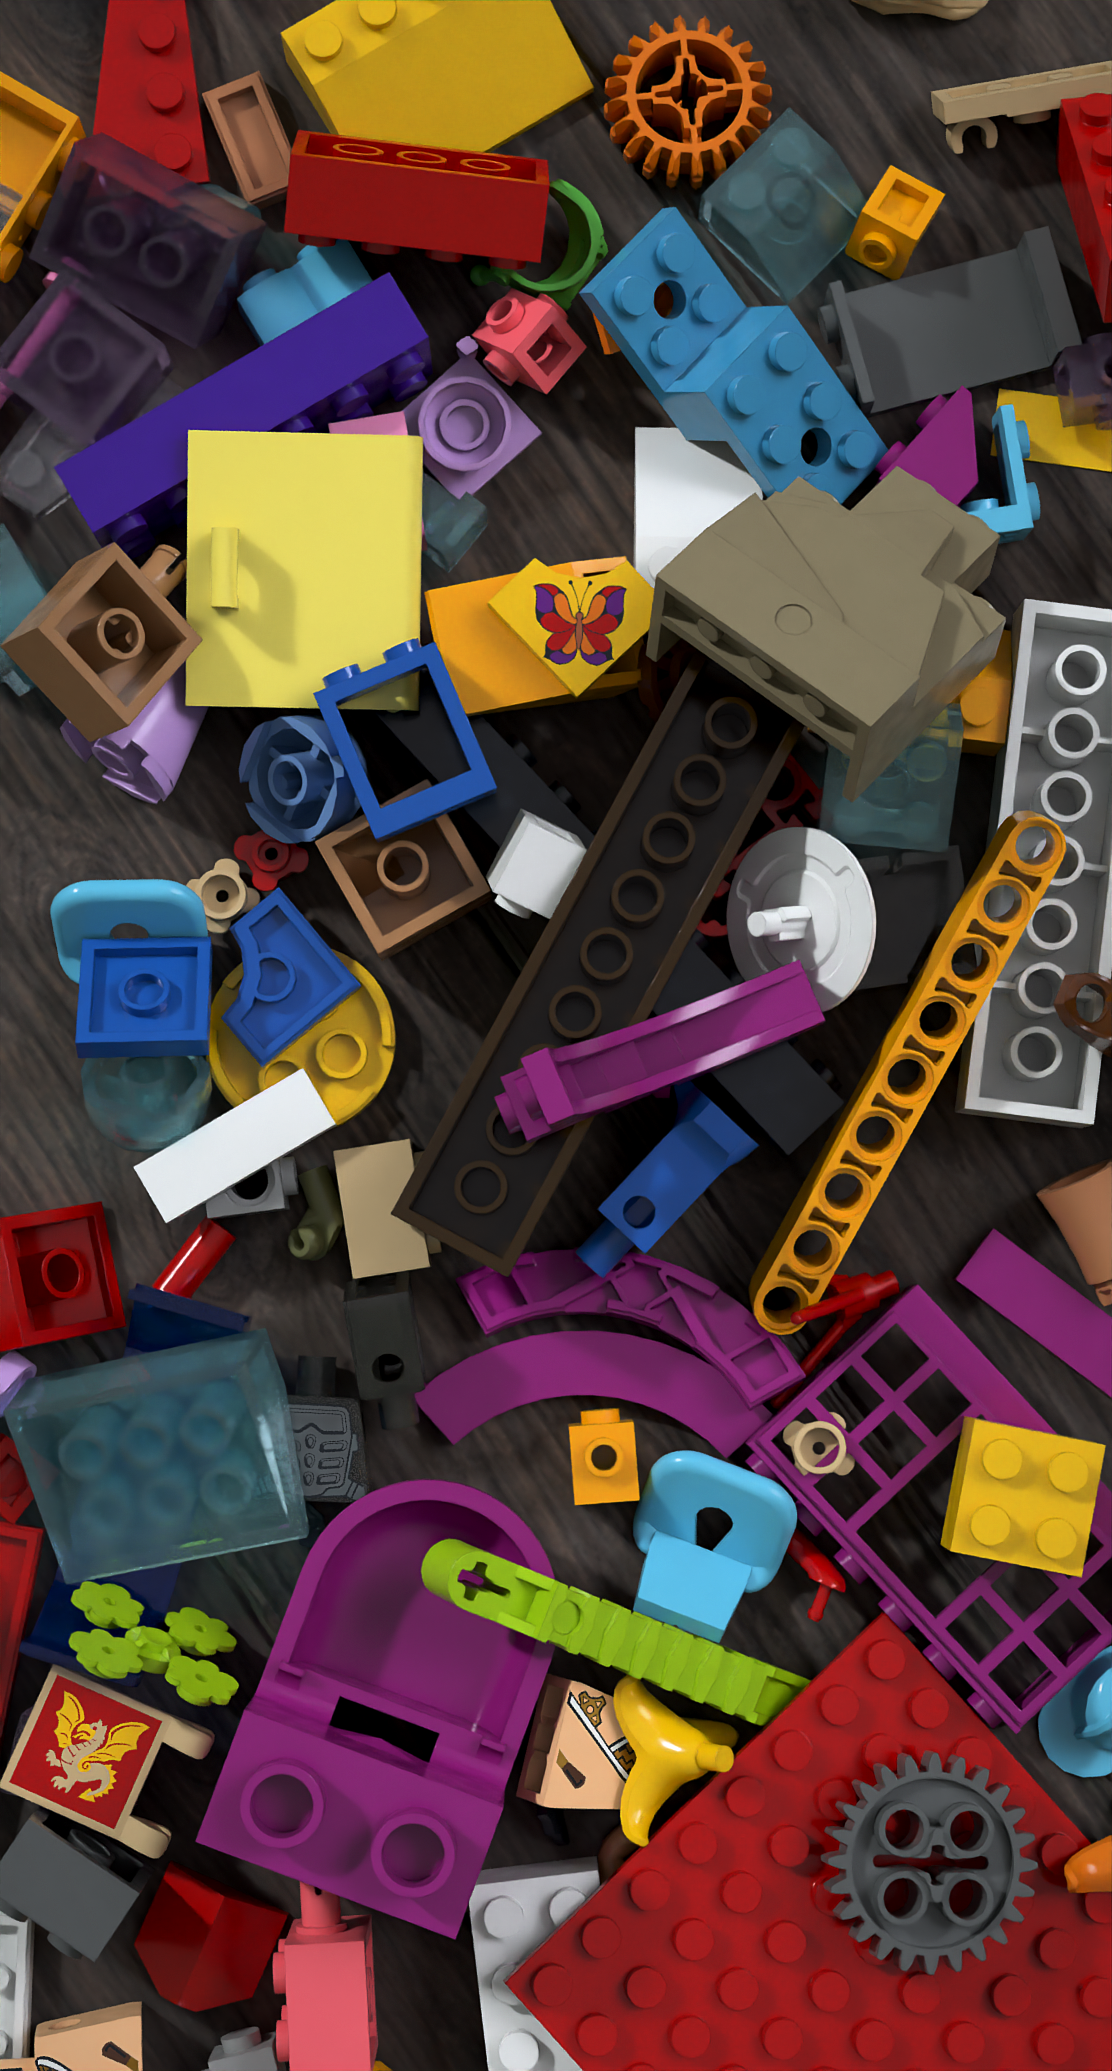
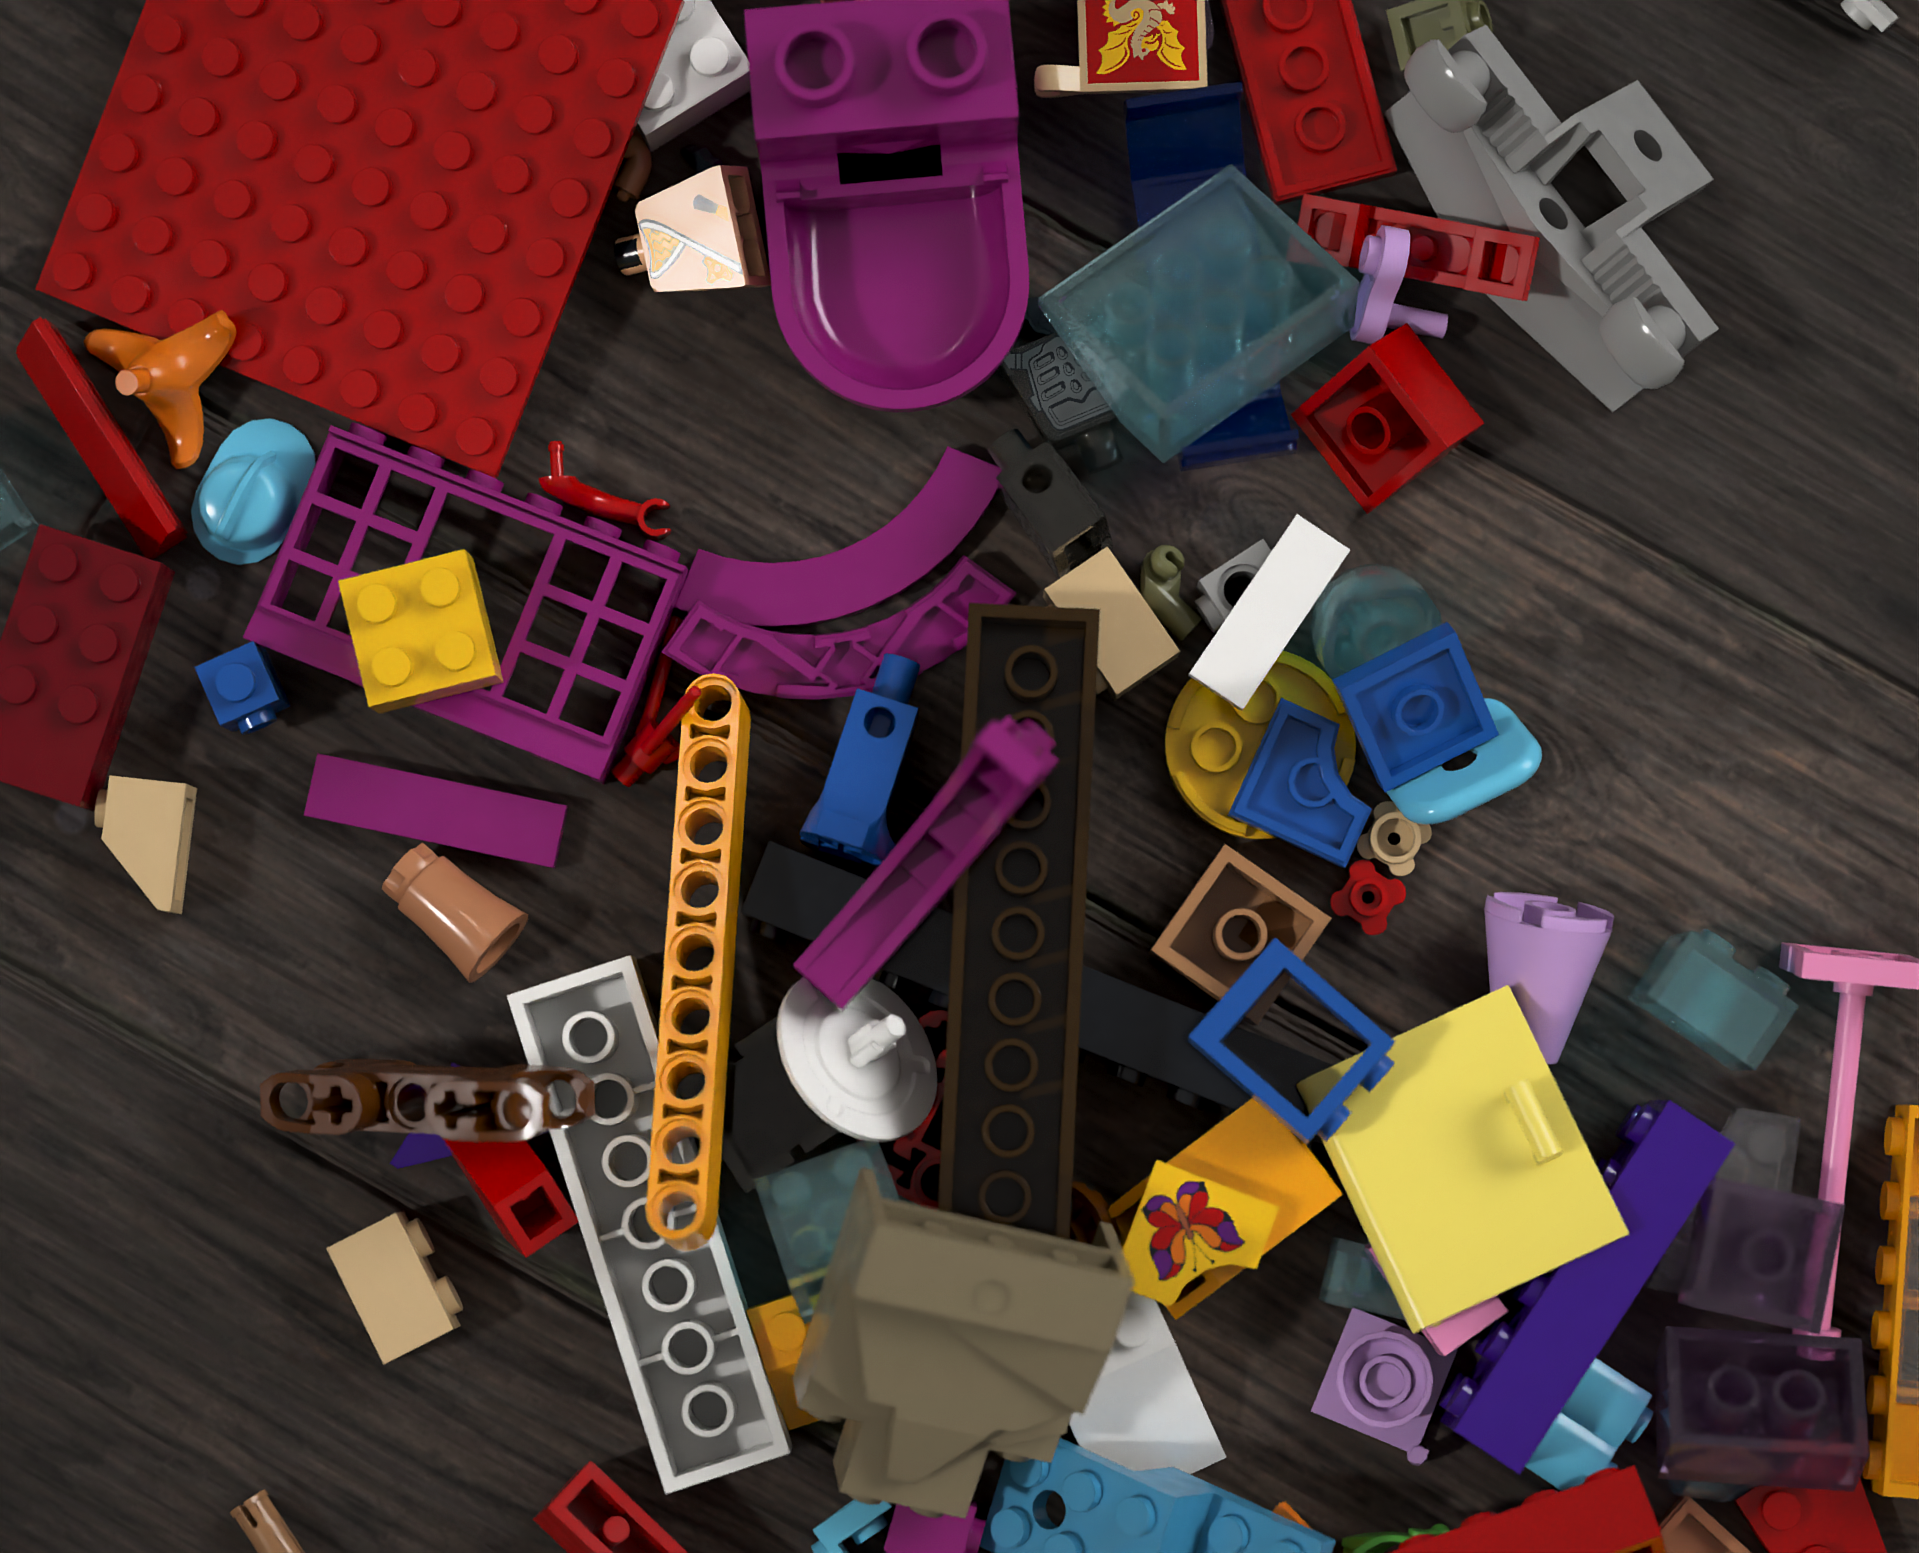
camera: 160 degrees right, 0 degrees up
(105, 638) = (1607, 1004): medium nougat brick -> none
(150, 1647) = (1128, 140): lime plant -> none
(195, 1258) = (1257, 500): red hinge -> none
(297, 779) = (1376, 970): medium blue cylinder -> none
(528, 340) = (1363, 1486): coral brick -> none
(534, 866) = (1121, 988): white brick -> none
(603, 1458) = (808, 496): light orange brick -> none
(608, 1633) = (730, 338): lime piece -> none
(667, 1752) = (631, 263): yellow piece -> none
(697, 1585) = (681, 422): medium azure piece -> none
(802, 1438) = (639, 594): tan plate -> none
(926, 1920) = (378, 329): dark grey gear -> none

